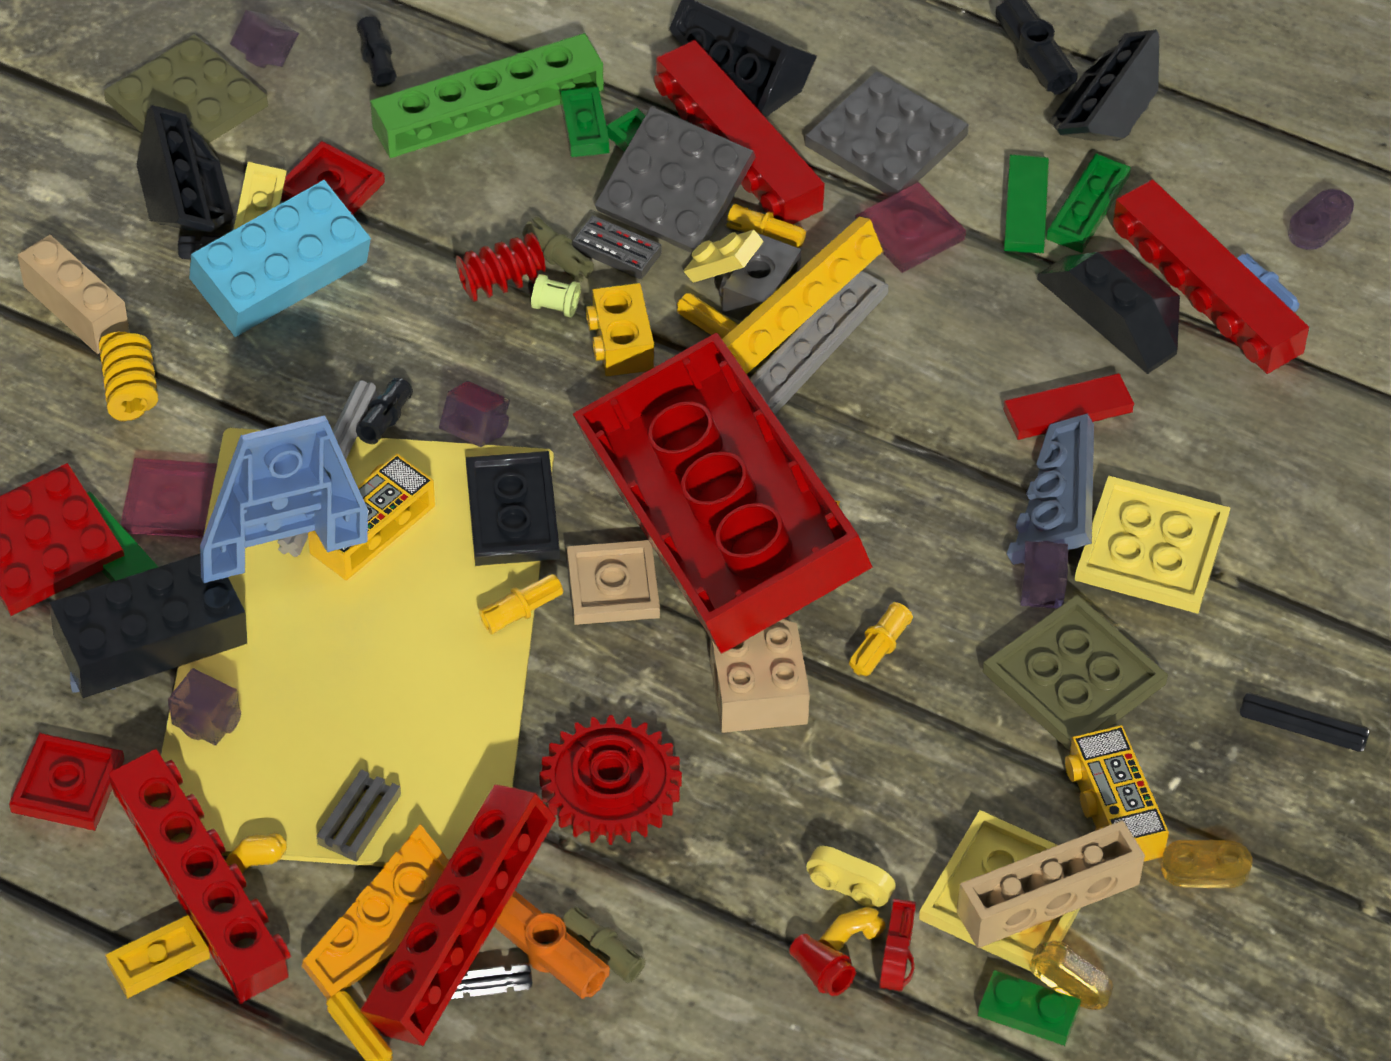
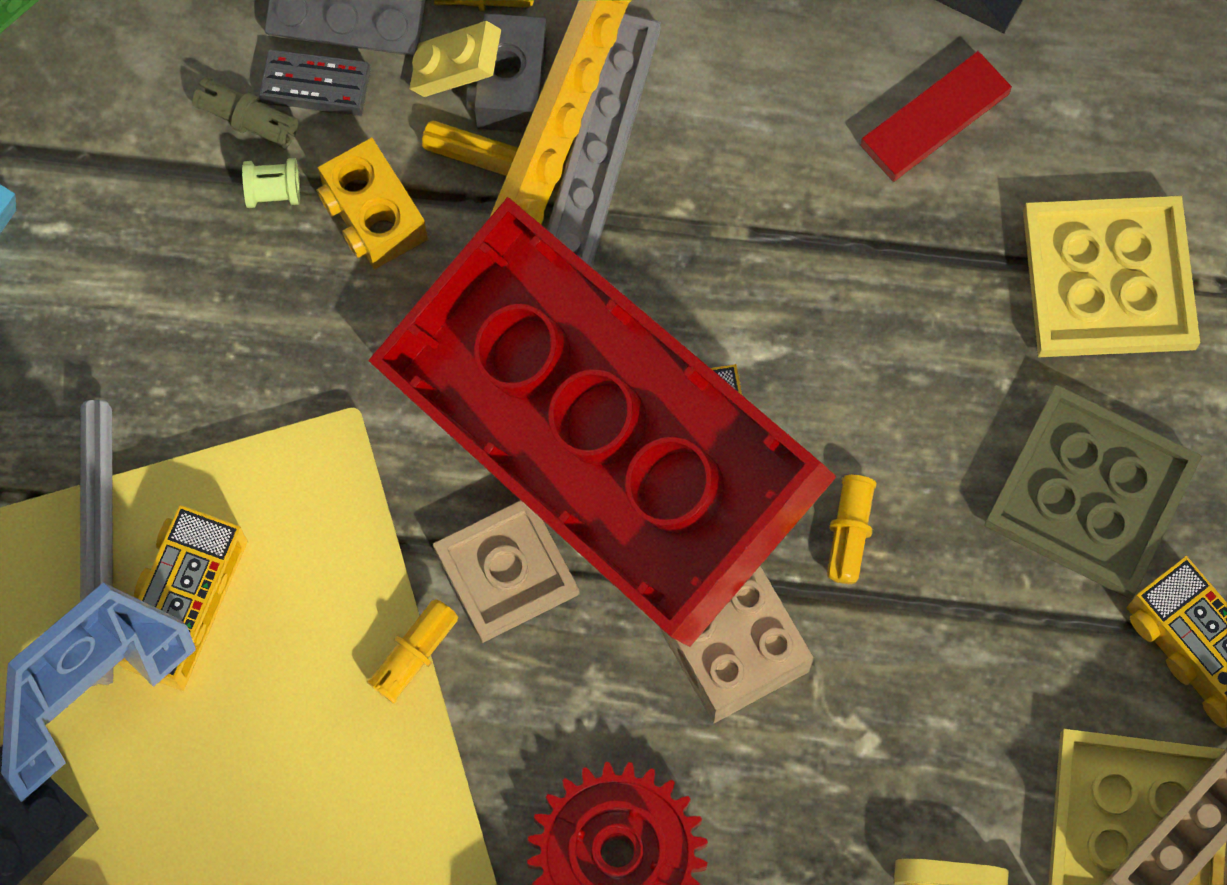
camera: 20 degrees left, 20 degrees up
(376, 422) = (131, 430): black pin -> none
(475, 414) = (245, 396): clear purple brick -> none
(500, 266) = (189, 168): red piece -> none
(512, 508) = (344, 513): black tile -> none
(1044, 574) = (1007, 368): clear purple brick -> none
(1063, 490) = (981, 252): sand blue wing -> none

